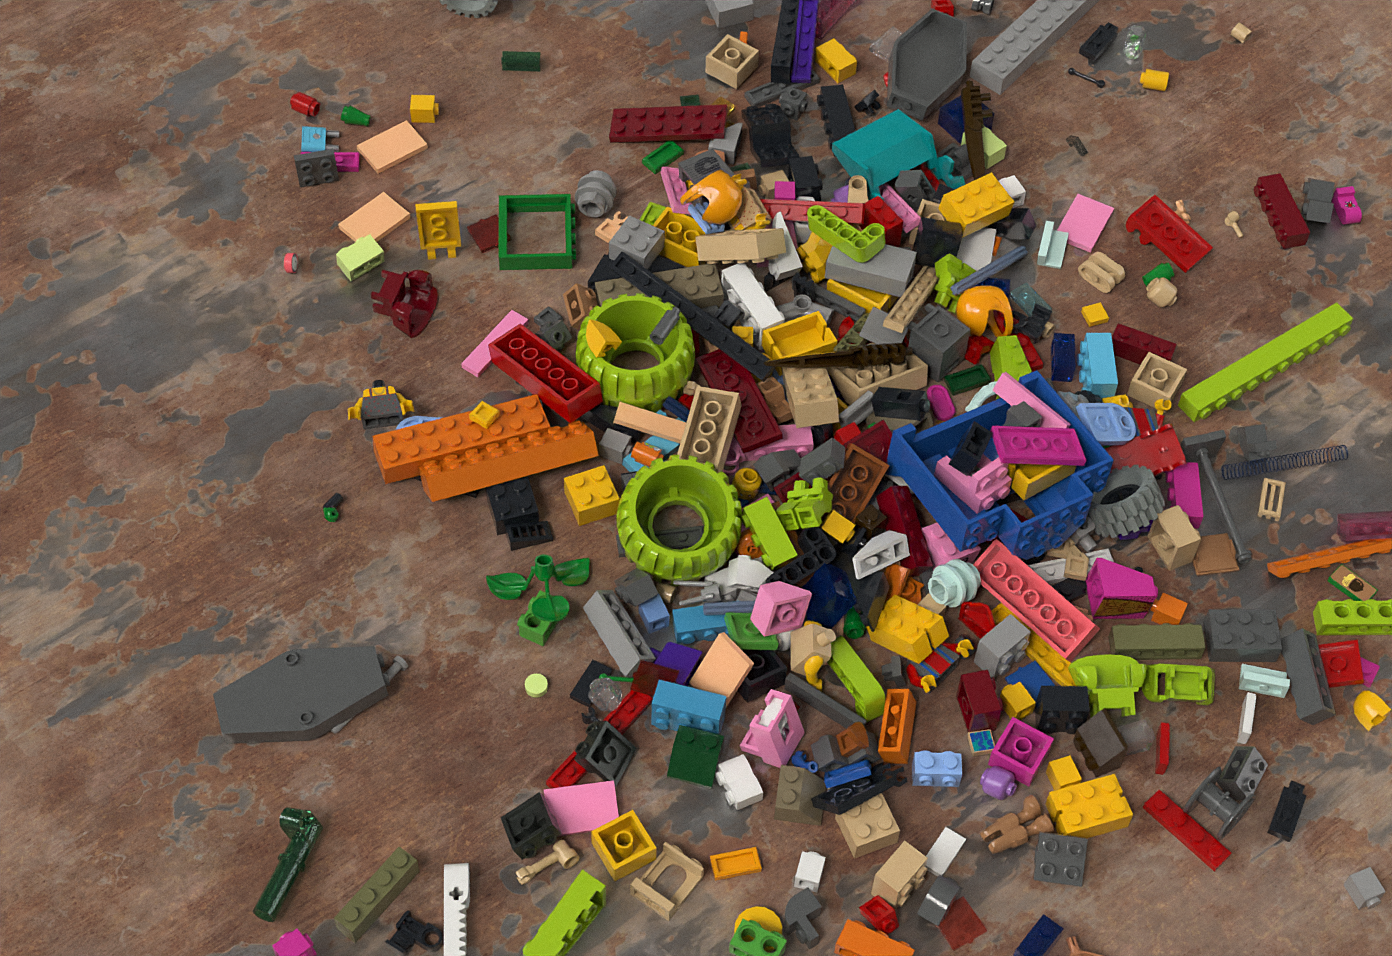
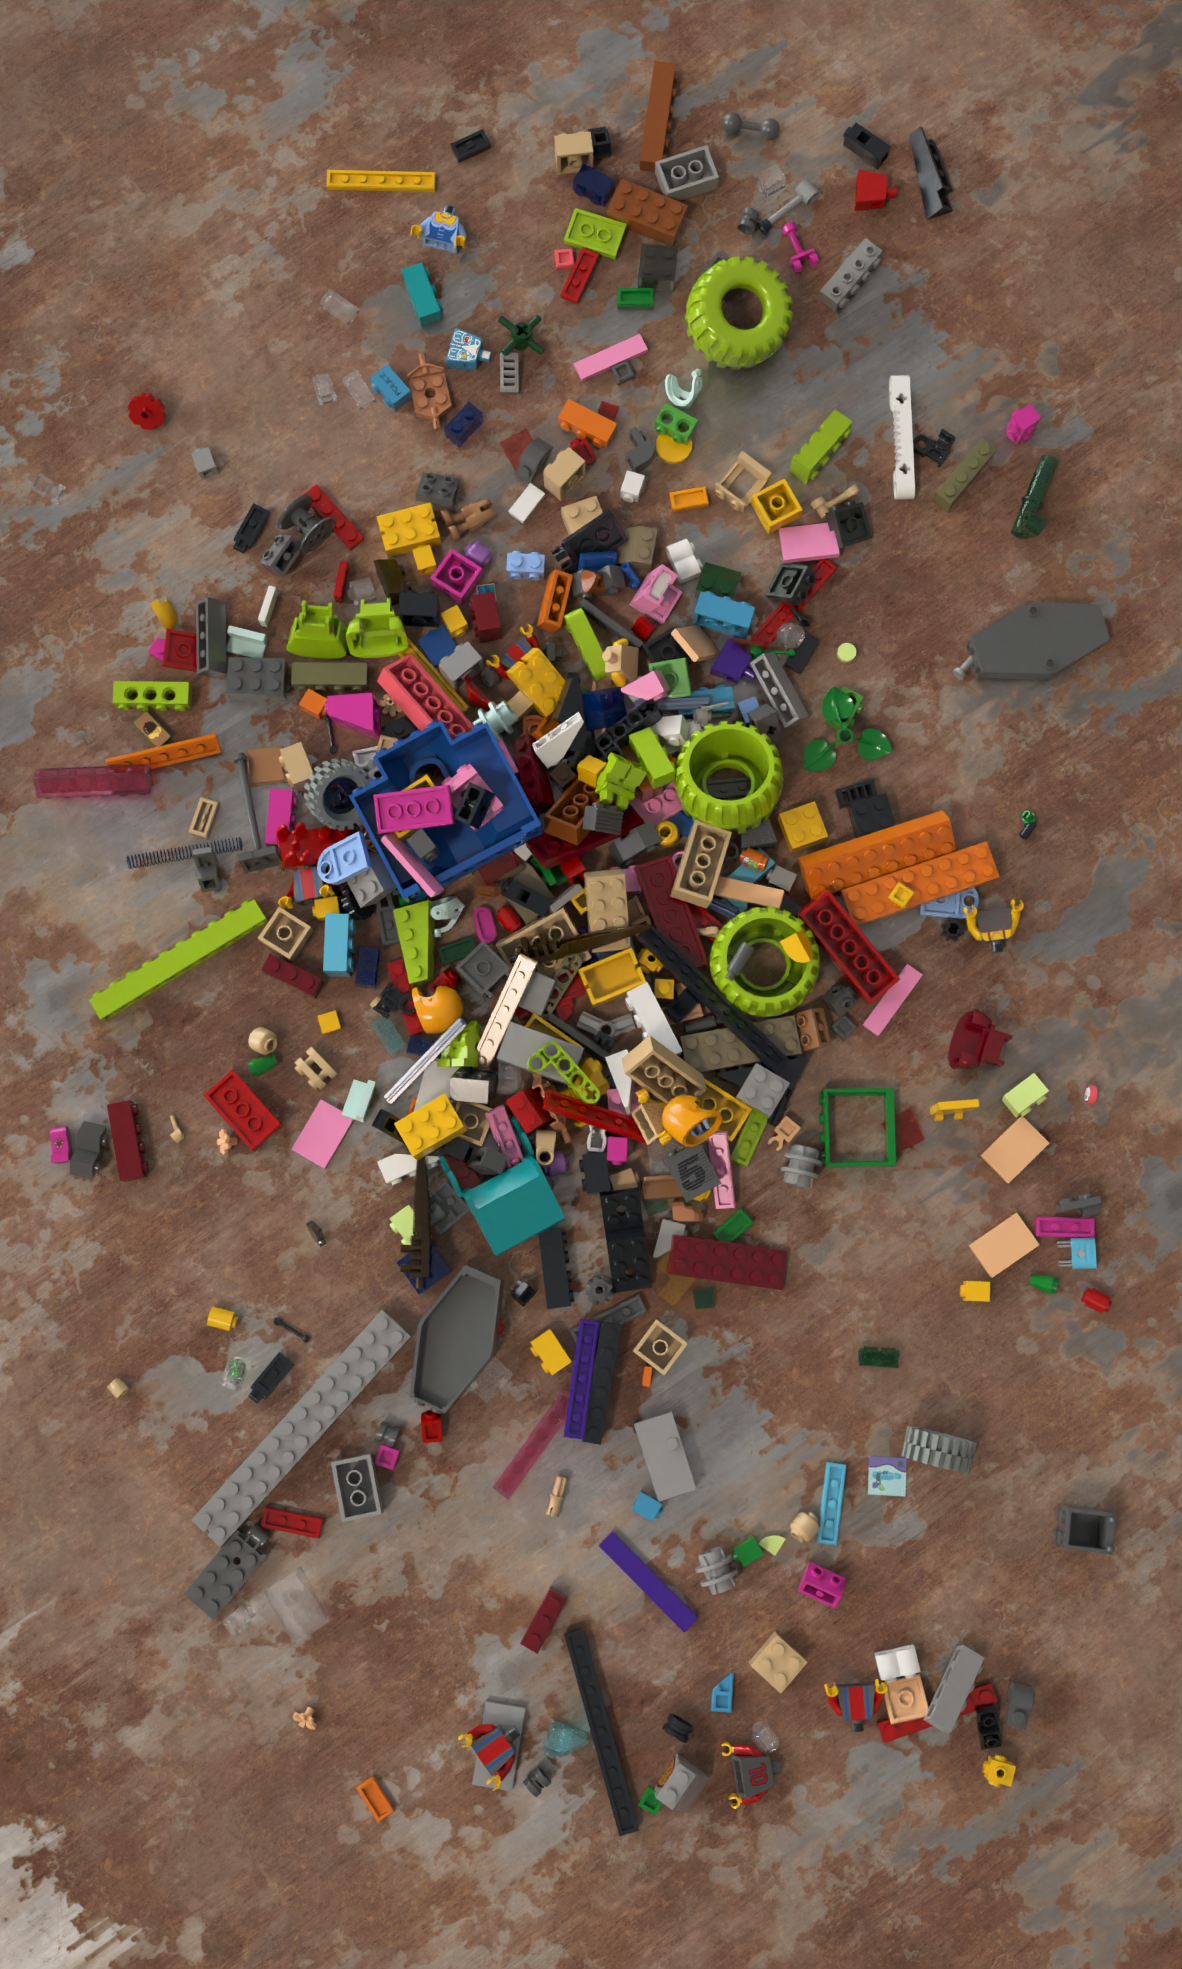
camera: 175 degrees left, 25 degrees up
(426, 403) = (956, 925): none -> black gear

